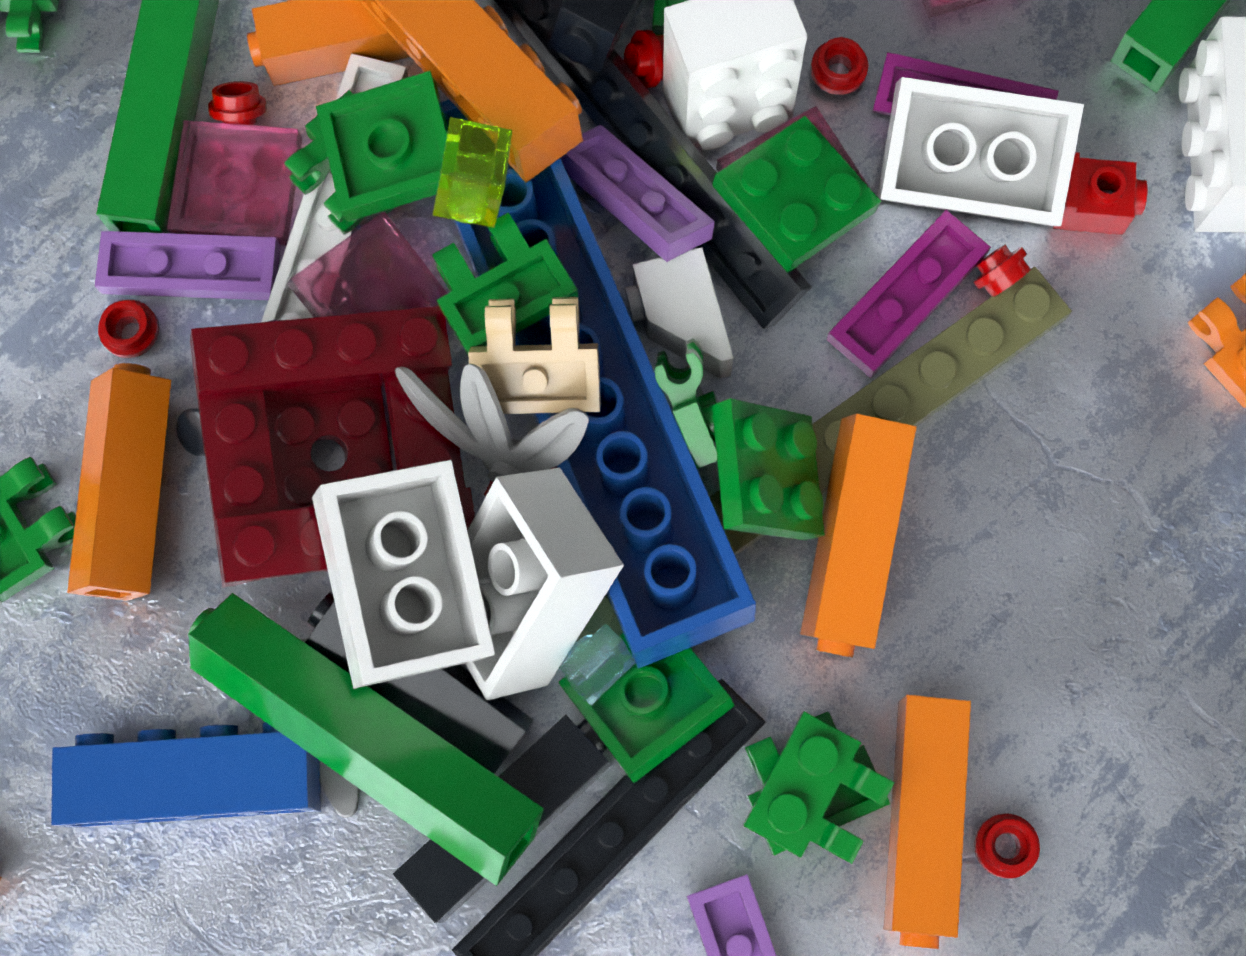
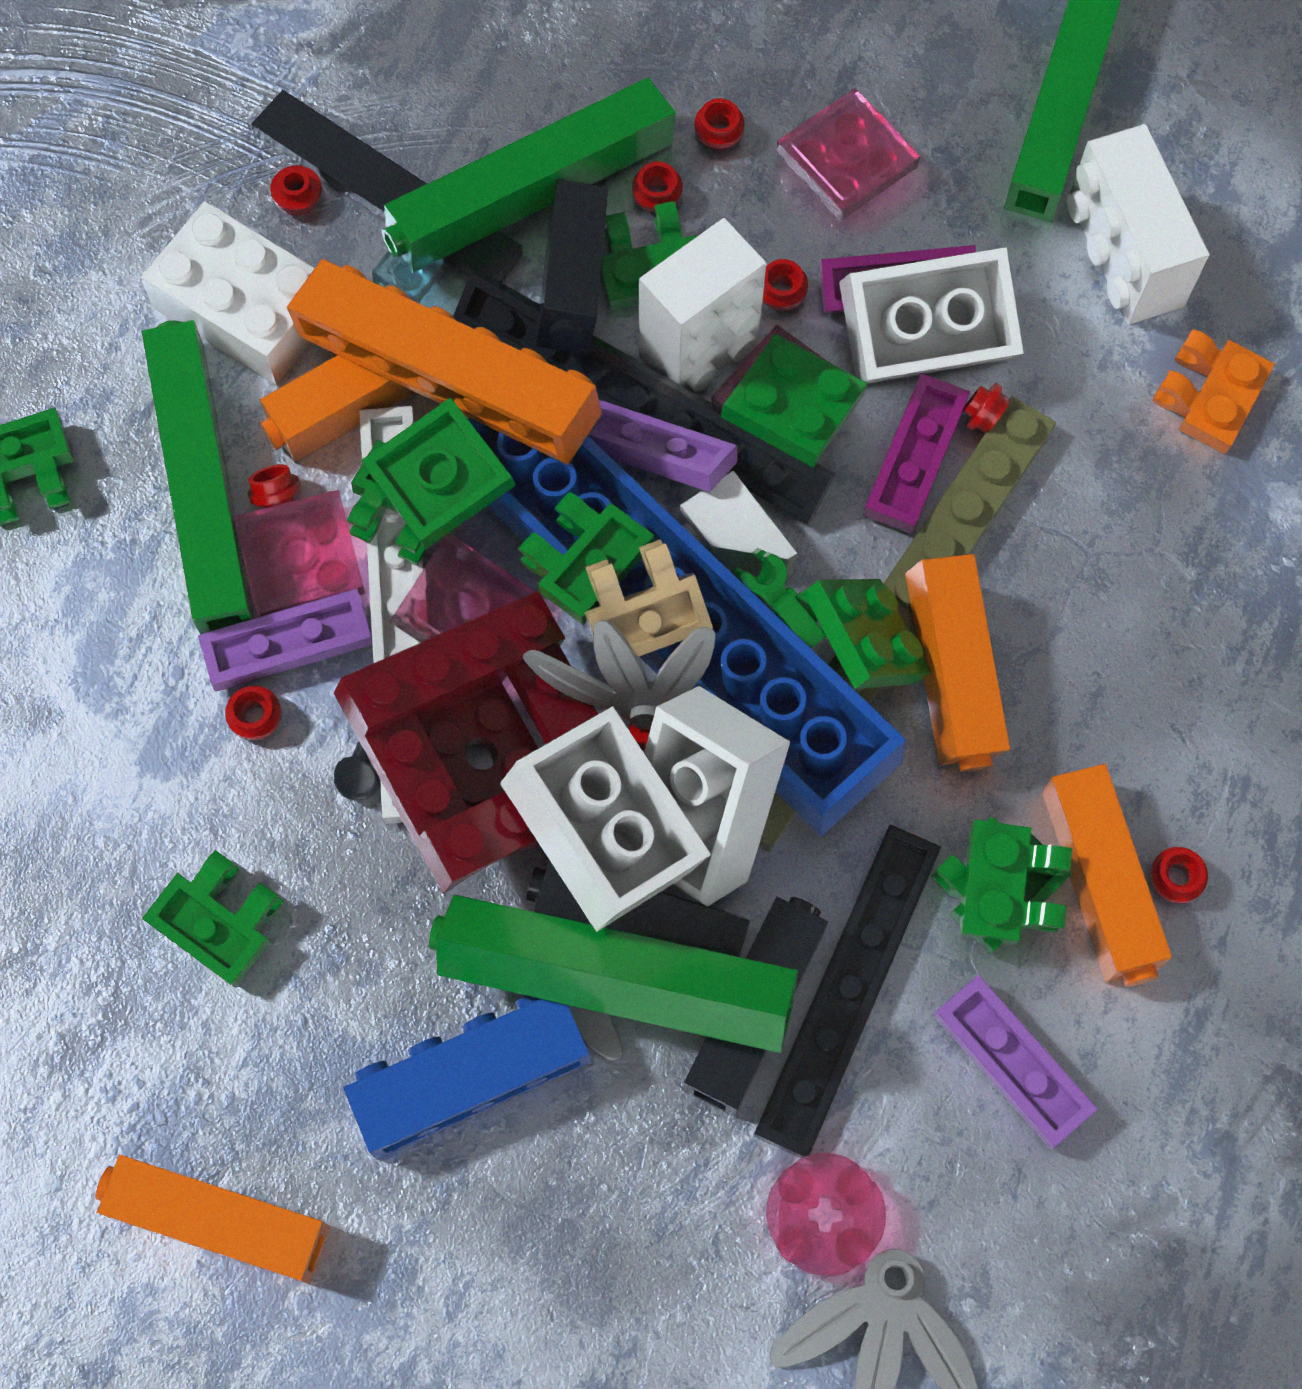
camera: 25 degrees left, 5 degrees down
(120, 484) = (306, 846): orange brick -> none
(472, 172) = (530, 466): clear neon green brick -> none
(596, 663) = (786, 844): clear light blue plate -> none
(645, 57) = (619, 328): red plate -> none
(654, 710) = (840, 870): green plate -> none
(1099, 212) = (1046, 332): red brick -> none

